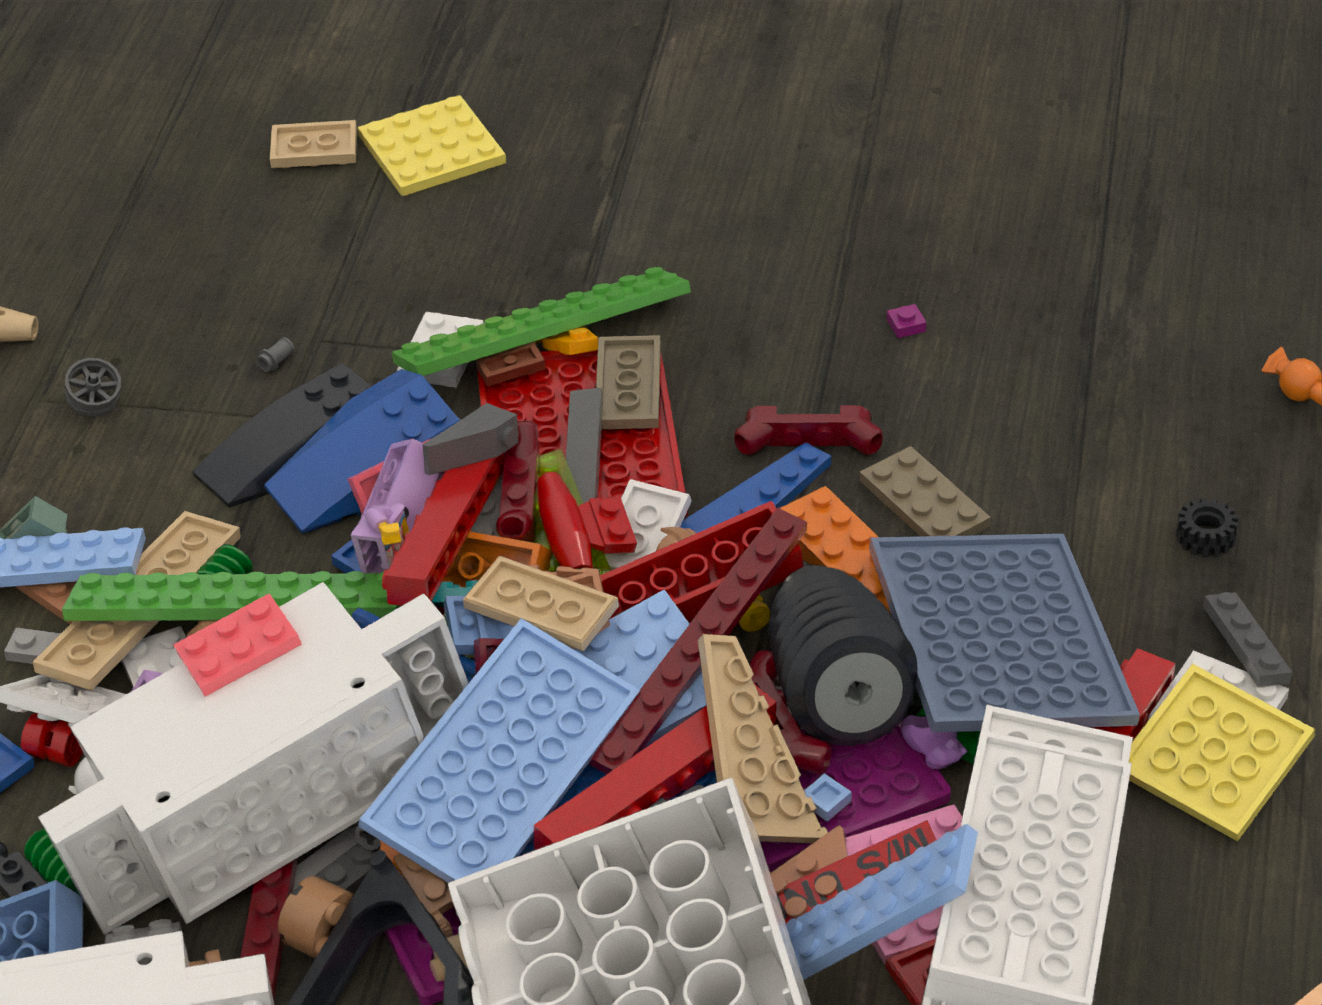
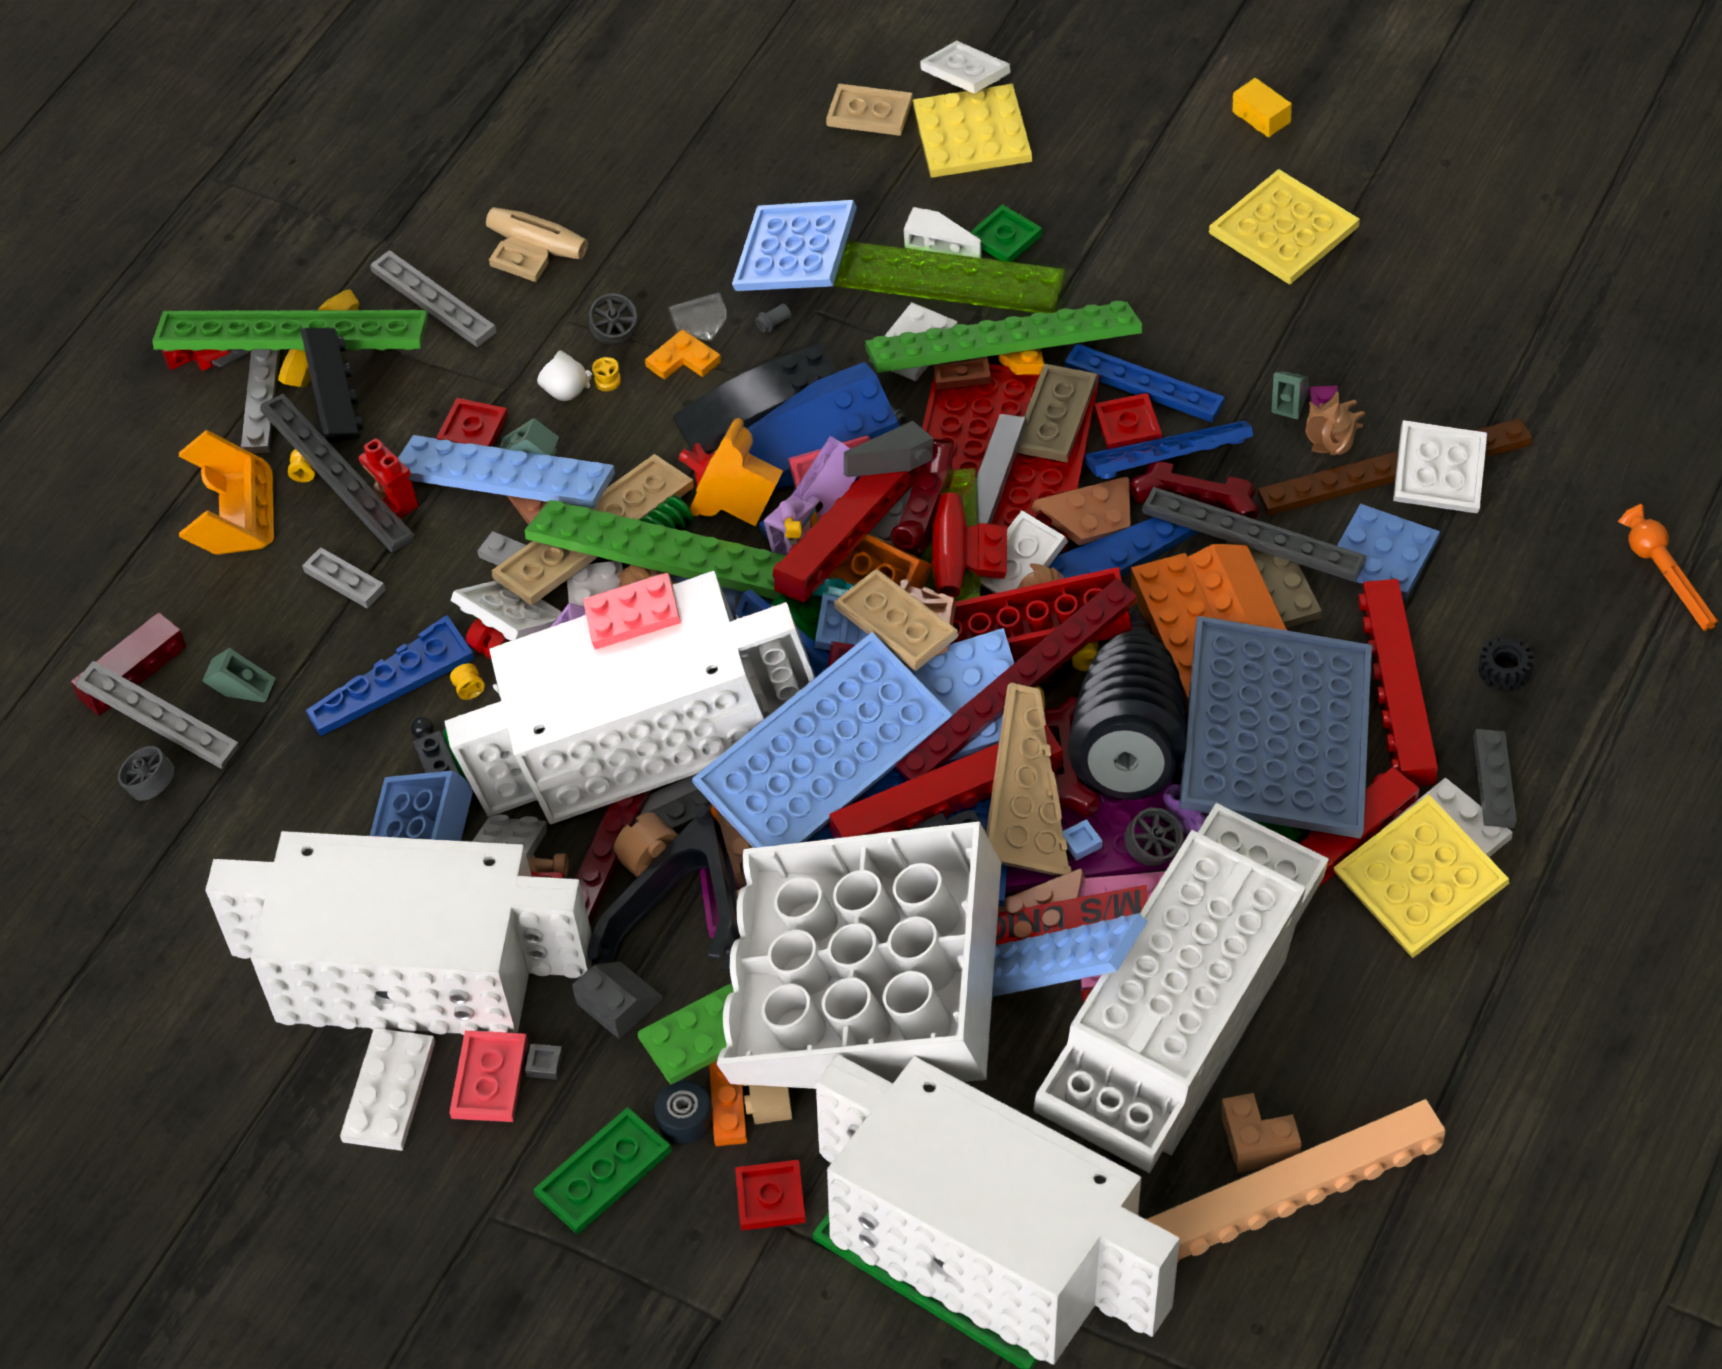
camera: 20 degrees right, 10 degrees up
(34, 790) = (467, 681): none -> yellow wheel
(54, 454) = (564, 377): none -> white helmet
(101, 444) = (606, 374): none -> yellow wheel
(183, 405) = (681, 350): none -> light orange plate
(190, 370) = (700, 316): none -> clear slope
(278, 279) = (794, 245): none -> light blue plate
(289, 510) = (731, 477): none -> light orange piece
(405, 87) = (965, 67): none -> white plate
(432, 284) = (949, 277): none -> clear neon green plate
(435, 243) = (936, 233): none -> white slope
(504, 231) = (1006, 234): none -> green plate
(700, 470) = (1089, 511): none -> nougat wing
(706, 379) = (1127, 420): none -> red plate
(707, 417) = (1110, 461): none -> blue wing
(716, 339) = (1140, 380): none -> blue plate
(731, 71) = (1262, 107): none -> yellow brick
(798, 172) = (1284, 226): none -> light yellow plate
(870, 319) = (1289, 394): none -> sand green slope
(888, 505) = (1235, 586): none -> orange slope
(889, 456) = (1254, 534): none -> dark grey tile
(914, 759) = (1153, 837): none -> dark grey wheel
(929, 339) = (1332, 426): none -> medium nougat hair
(1004, 369) = (1371, 473): none -> reddish brown plate
(1029, 449) = (1392, 546): none -> medium blue plate
(1058, 355) = (1440, 466): none -> white plate
(1104, 566) = (1398, 682): none -> red brick

